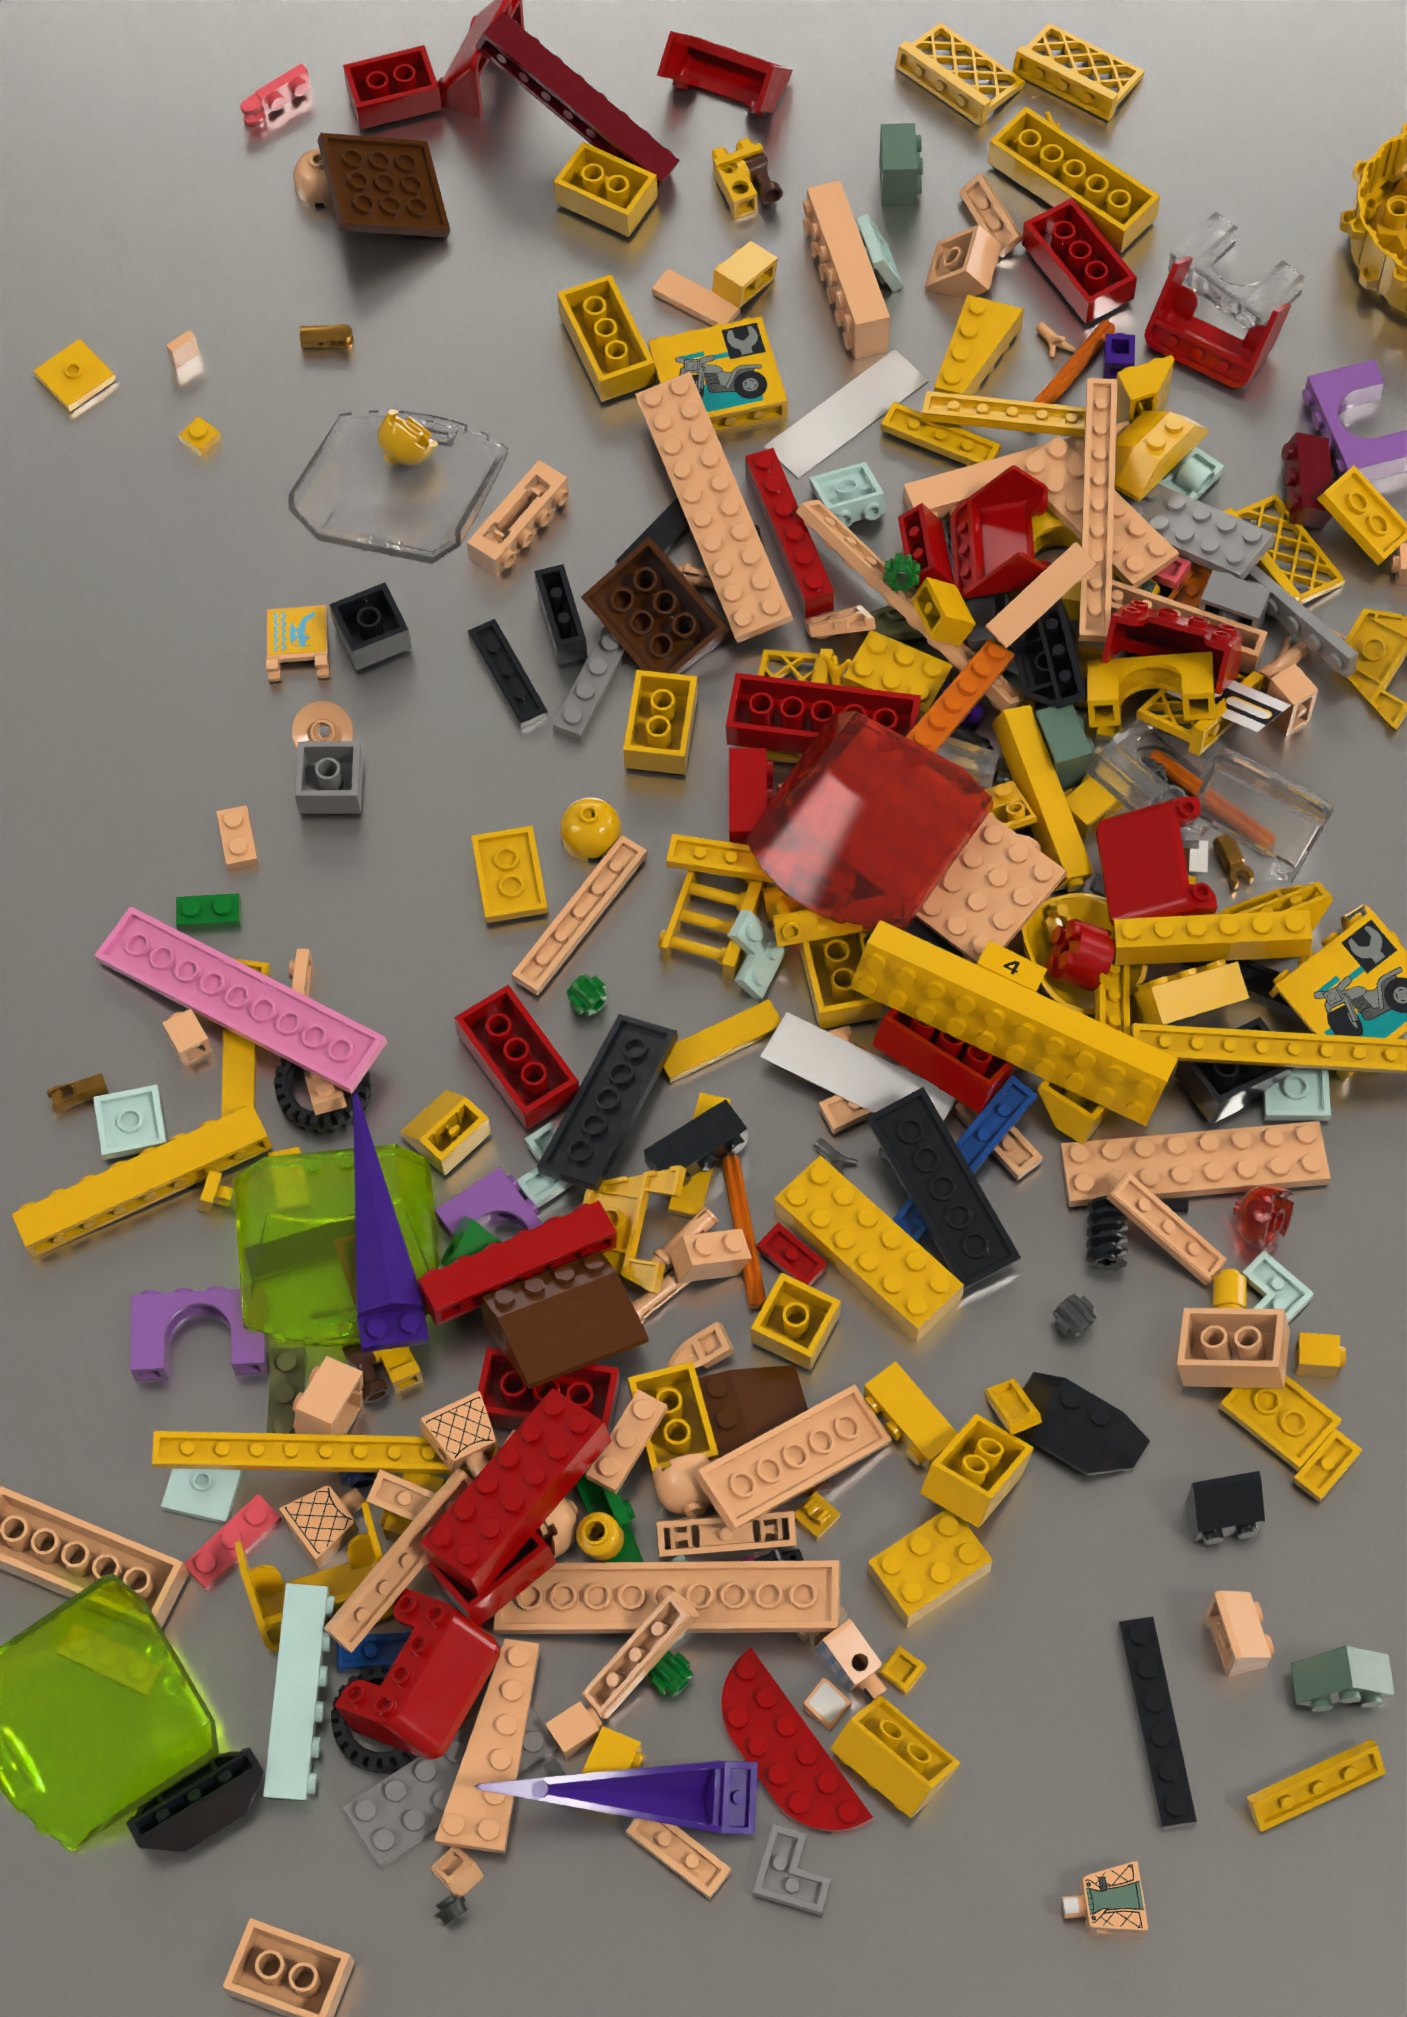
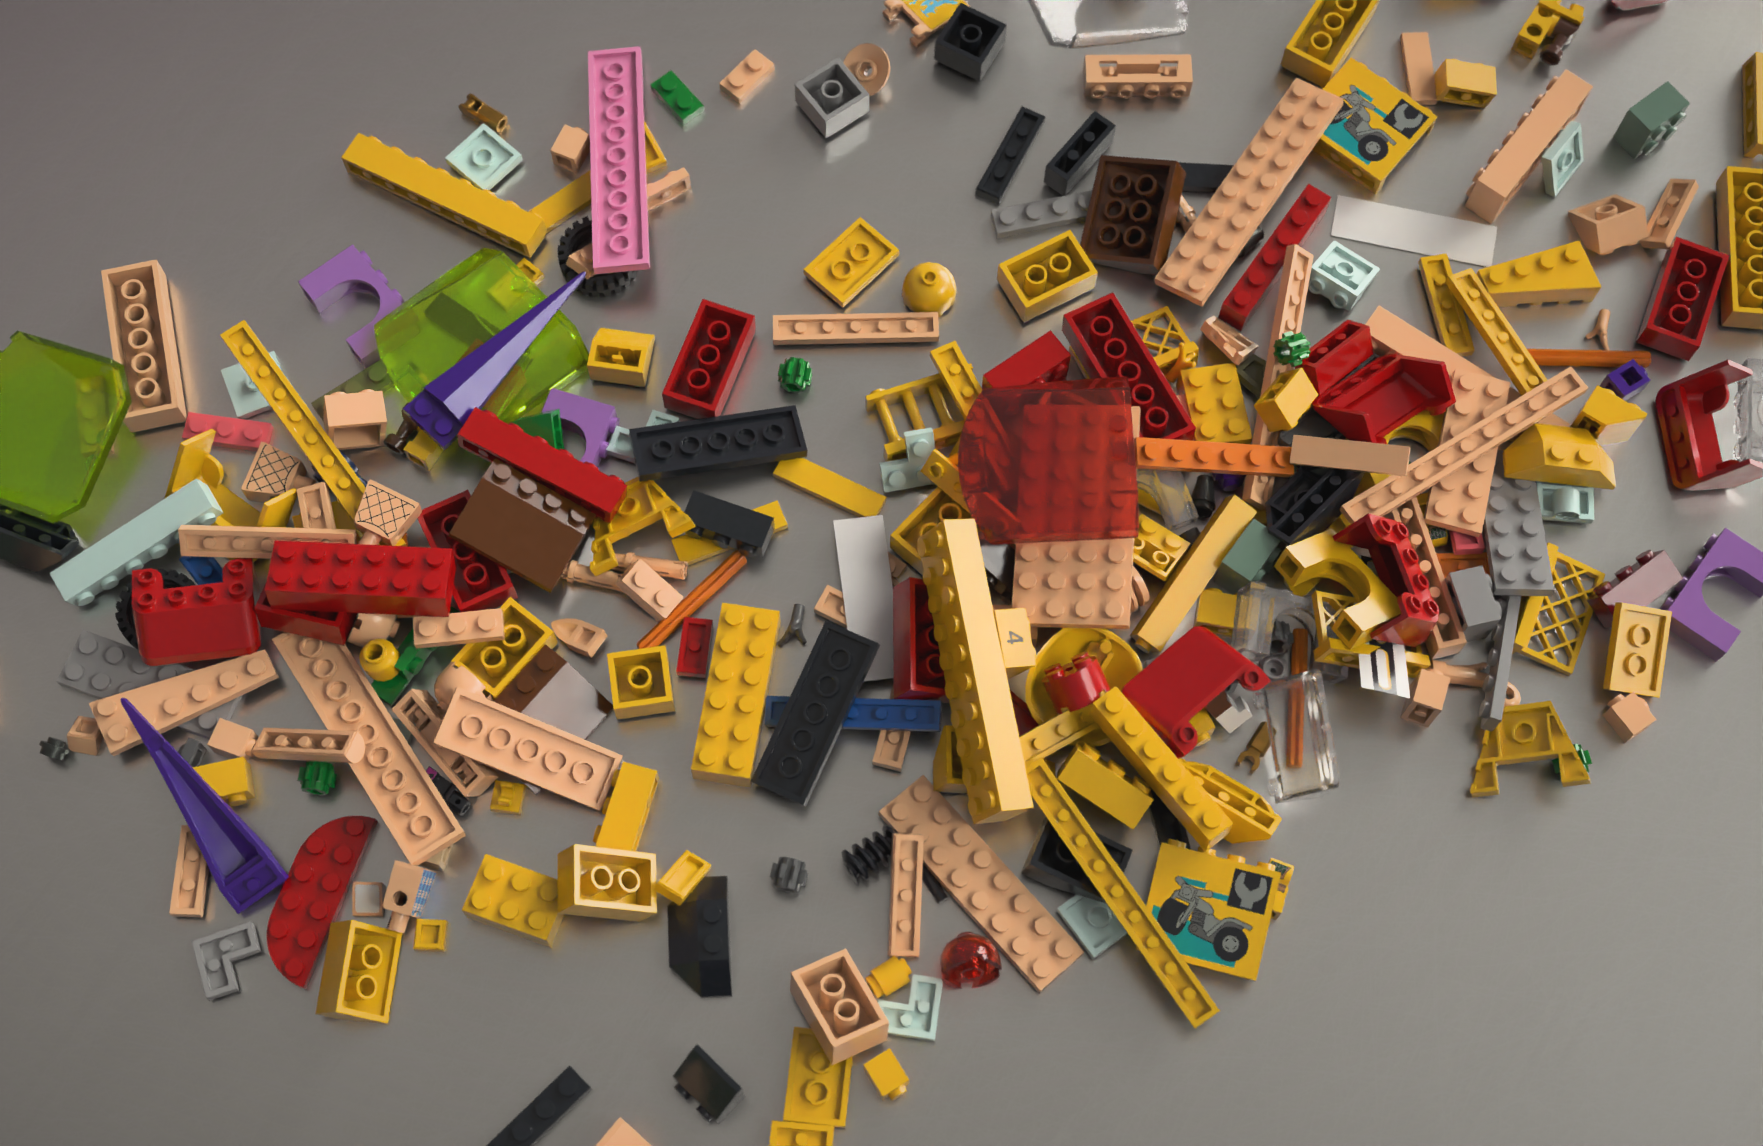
camera: 50 degrees right, 5 degrees up
(212, 1193) = (467, 242): yellow tile -> none

